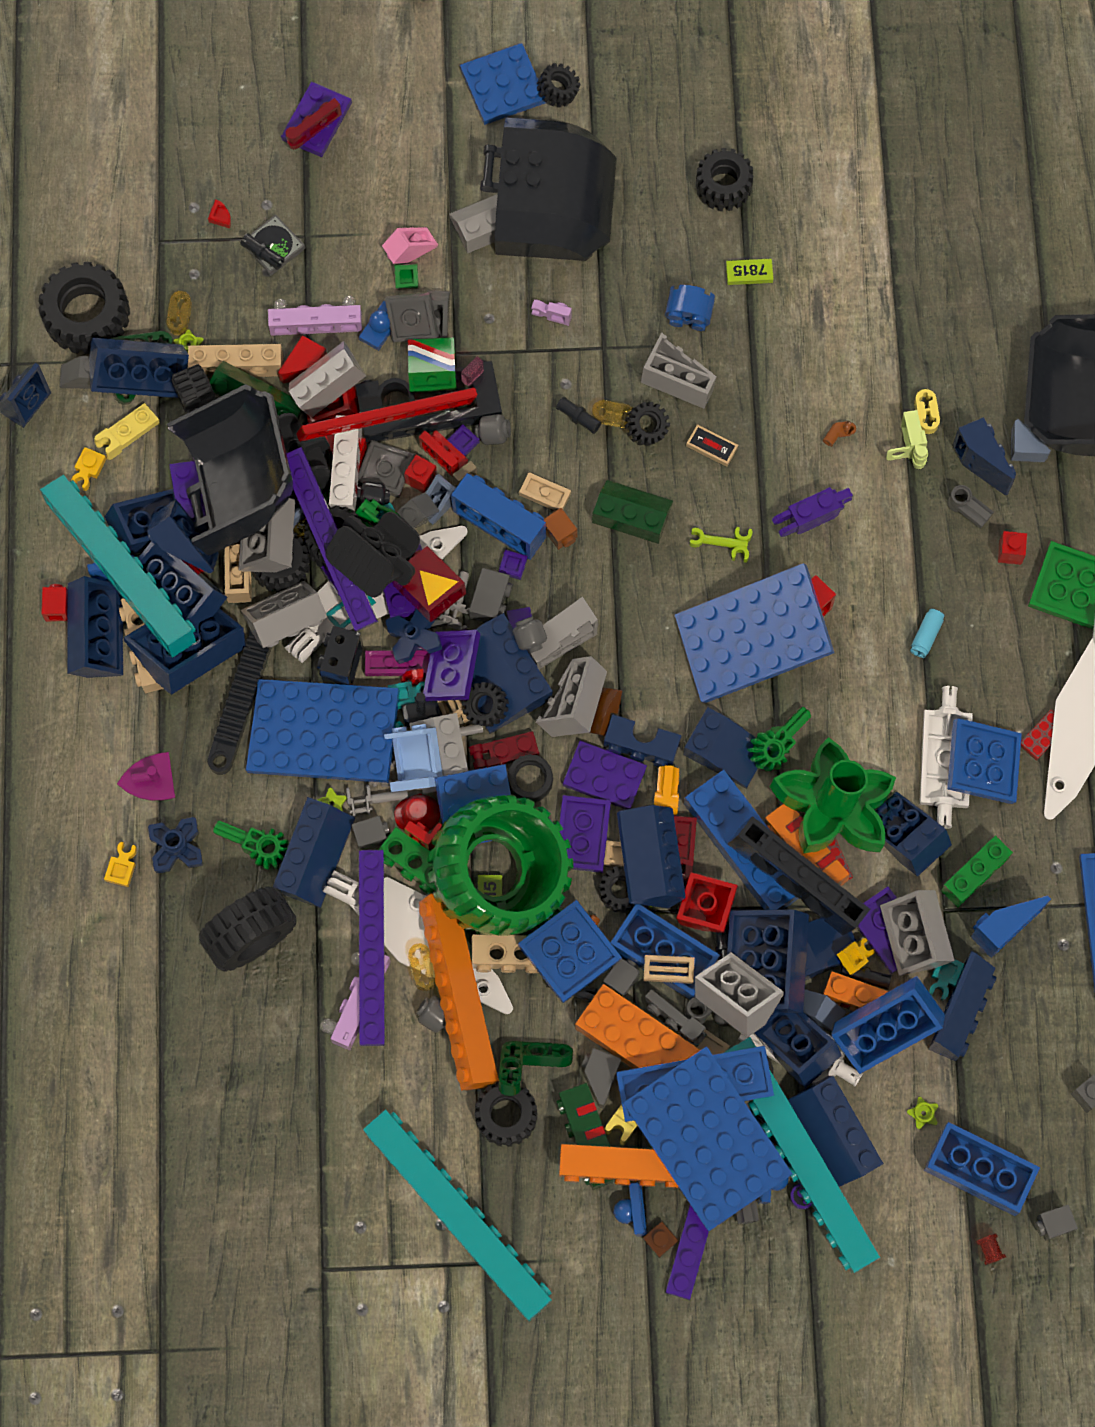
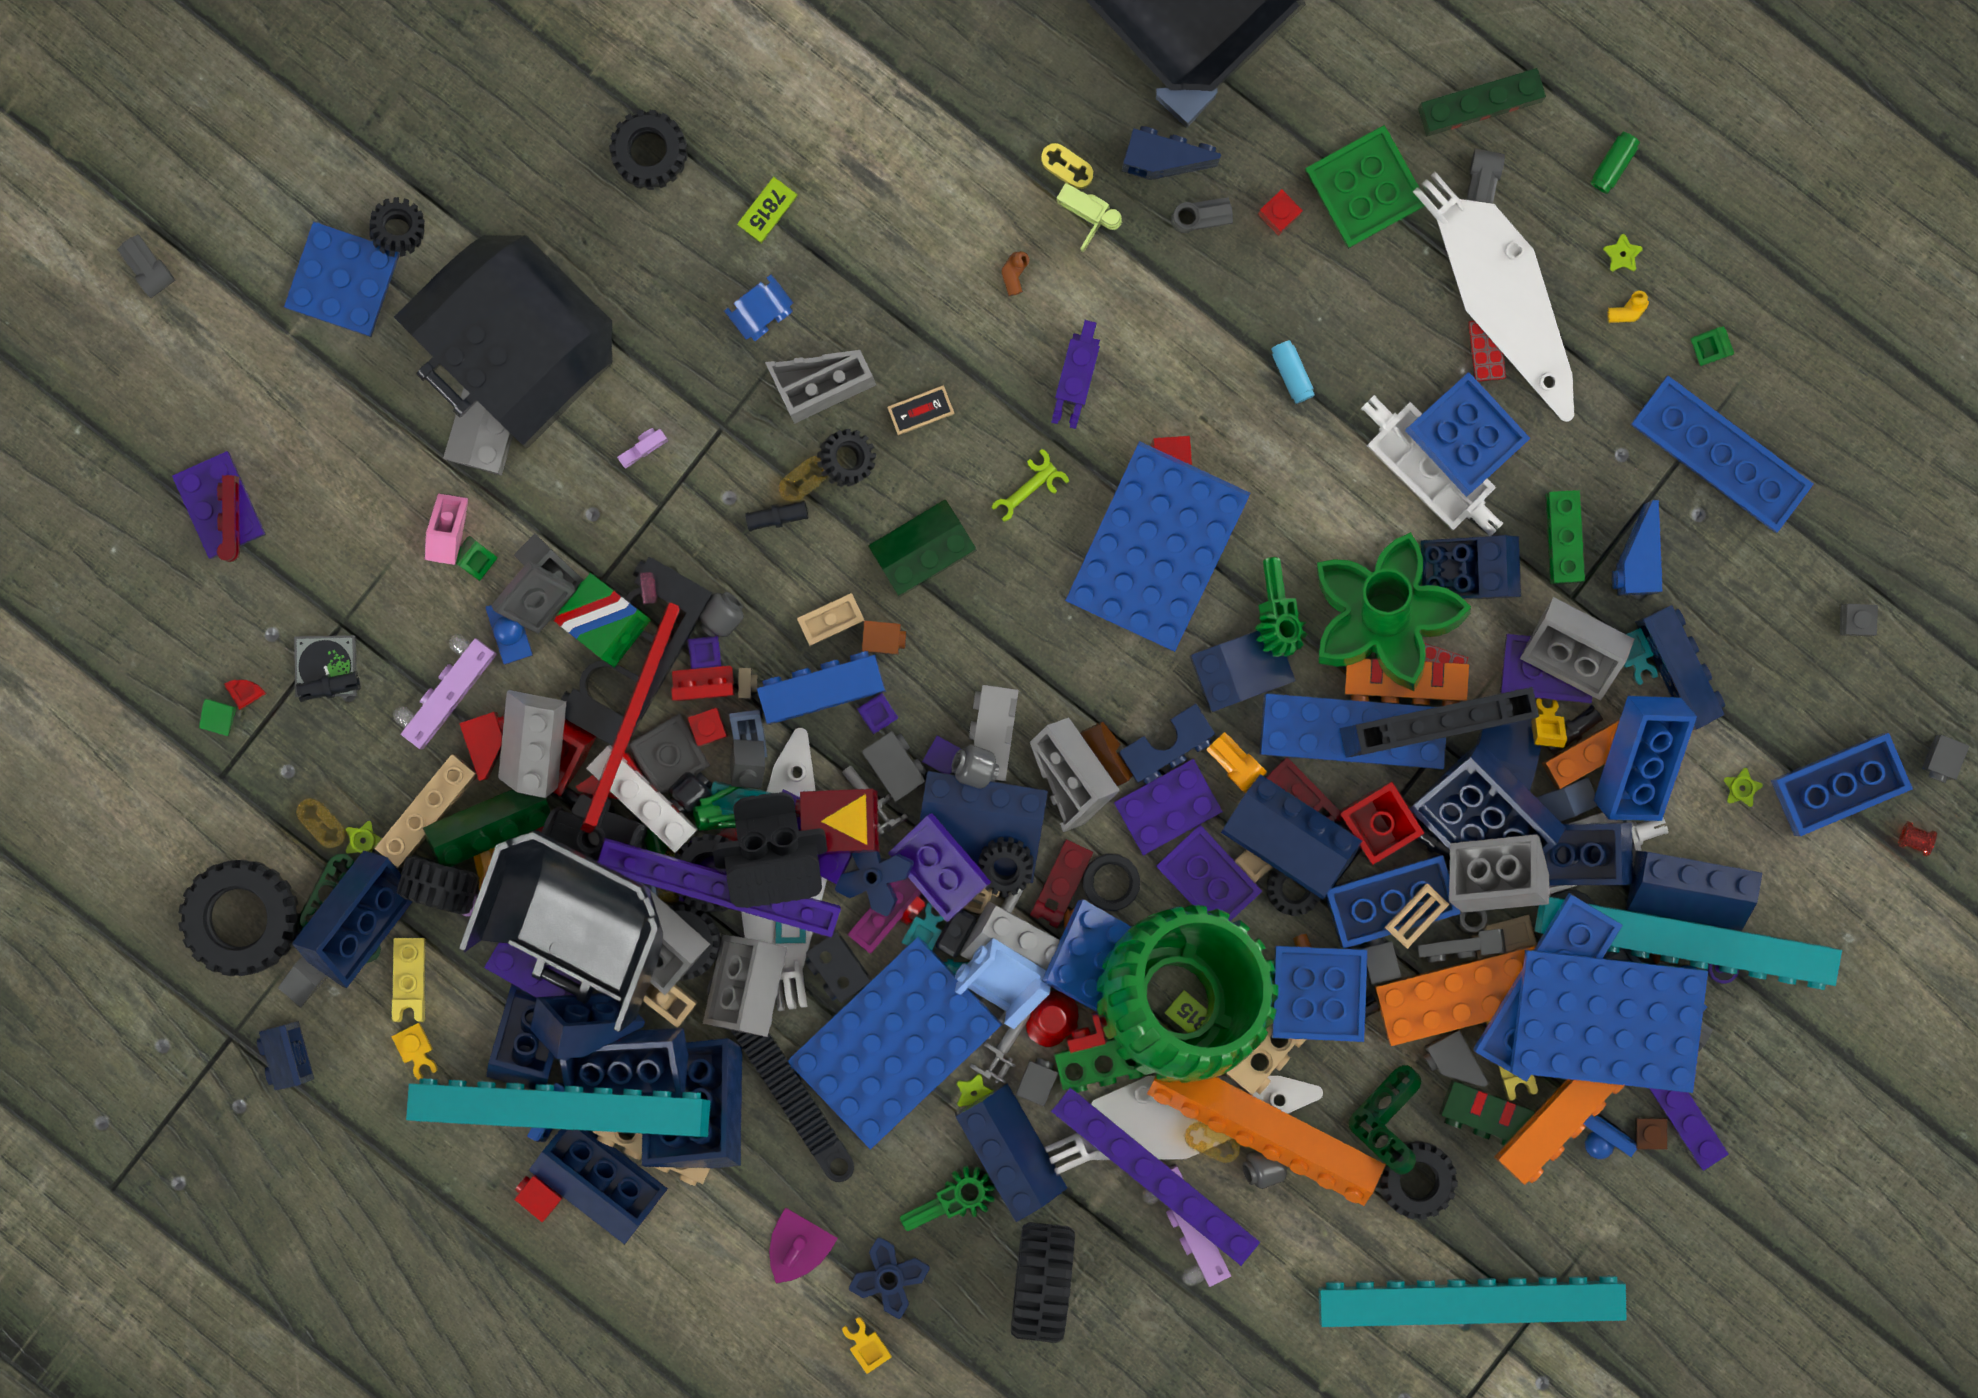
camera: 50 degrees left, 15 degrees up
(193, 210) = (217, 717): none -> green slope

